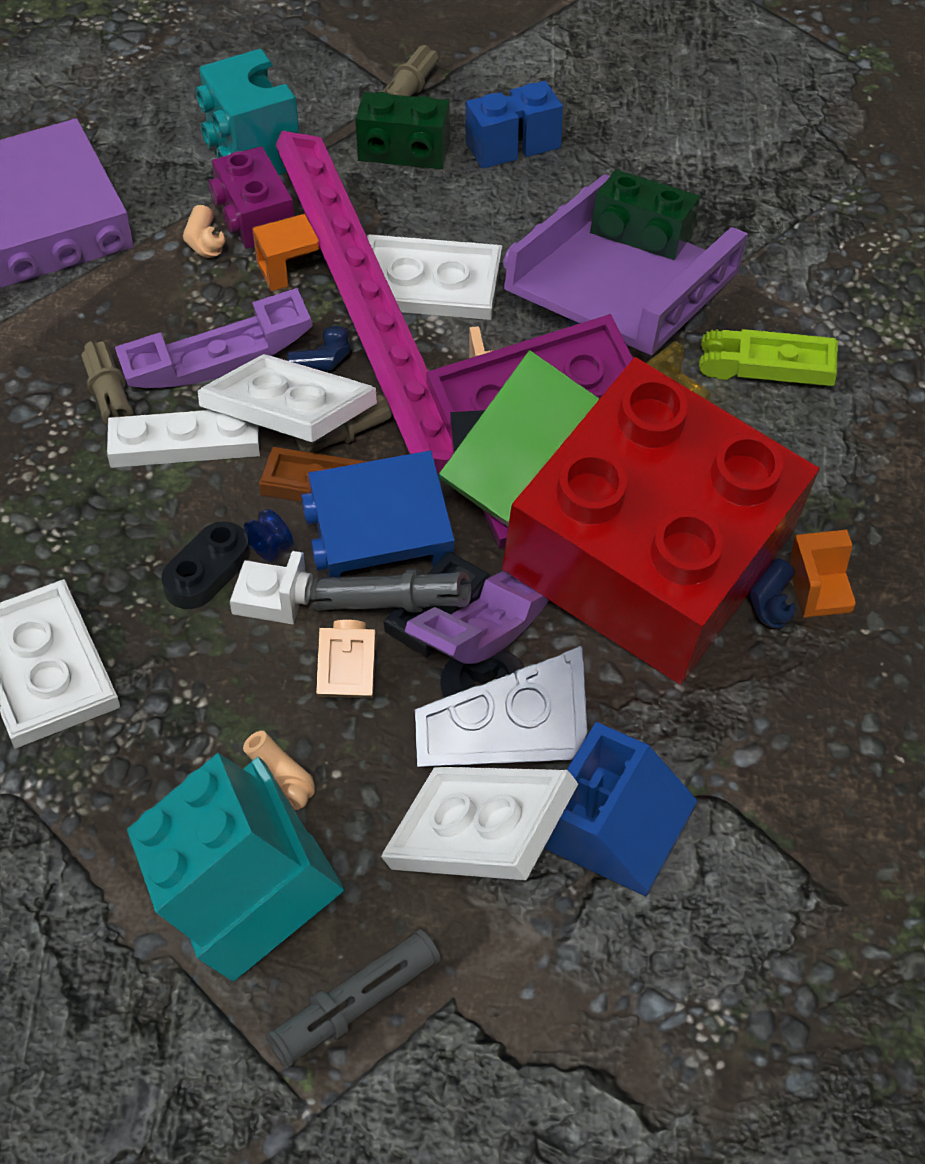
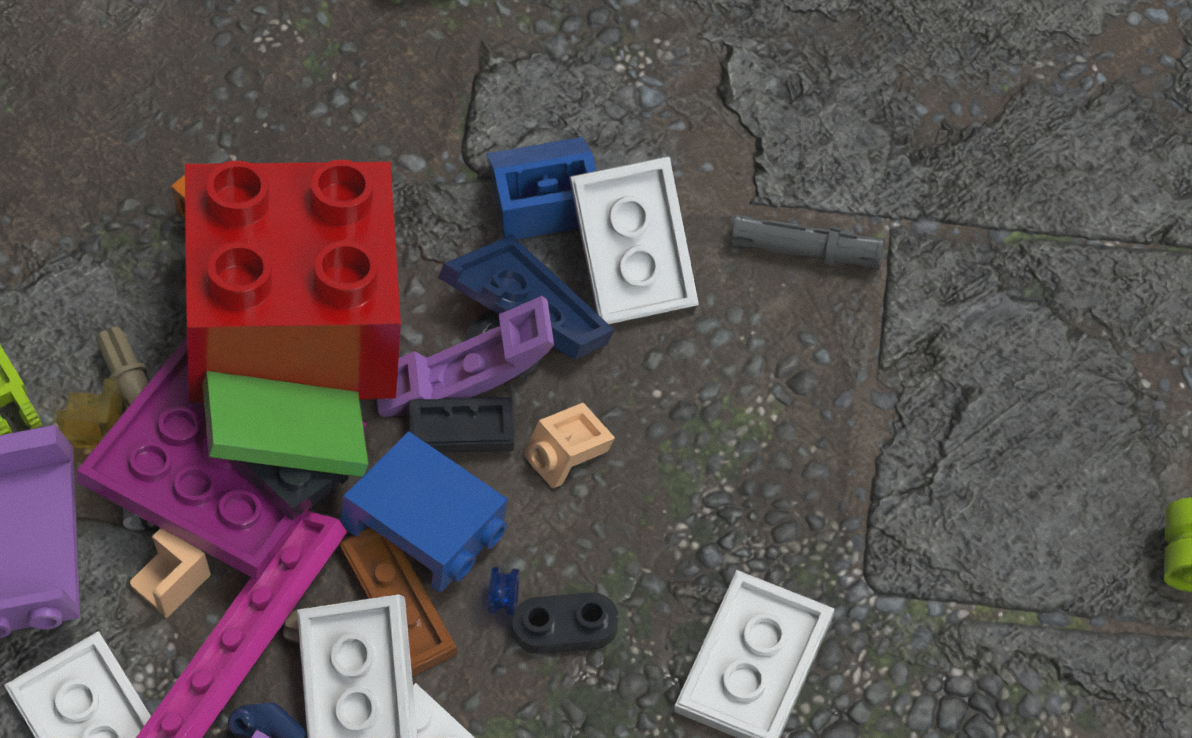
camera: 130 degrees left, 10 degrees up
(231, 864) = (801, 352): teal piece -> none
(272, 590) = (547, 549): white bracket -> none
(291, 777) = (692, 401): light nougat arm -> none
(407, 591) = (490, 442): dark grey pin -> none

